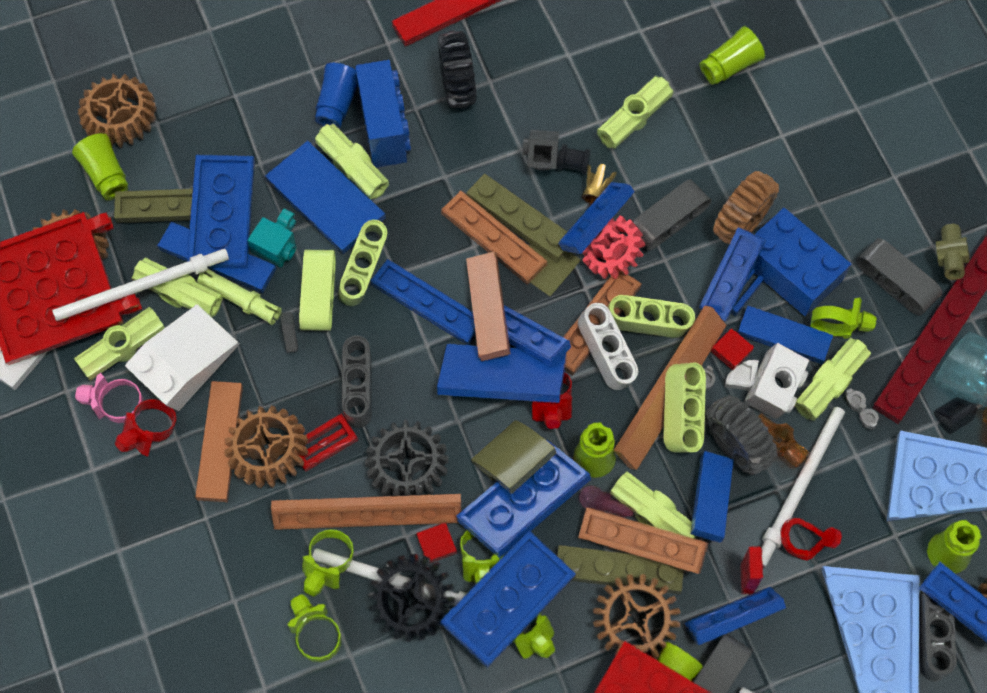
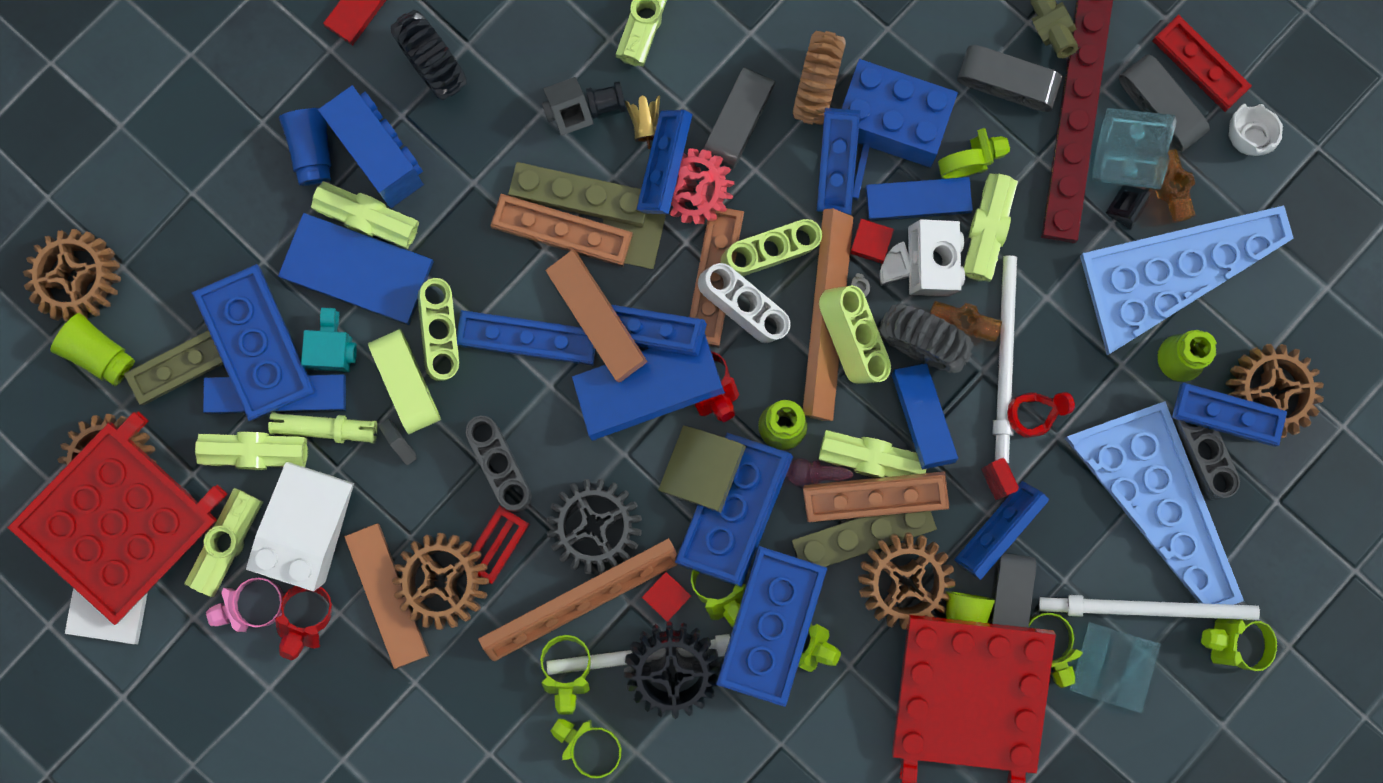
camera: 25 degrees left, 15 degrees up
(196, 264) = (262, 419): white bar -> none
(857, 402) = (1042, 250): light grey piece -> none

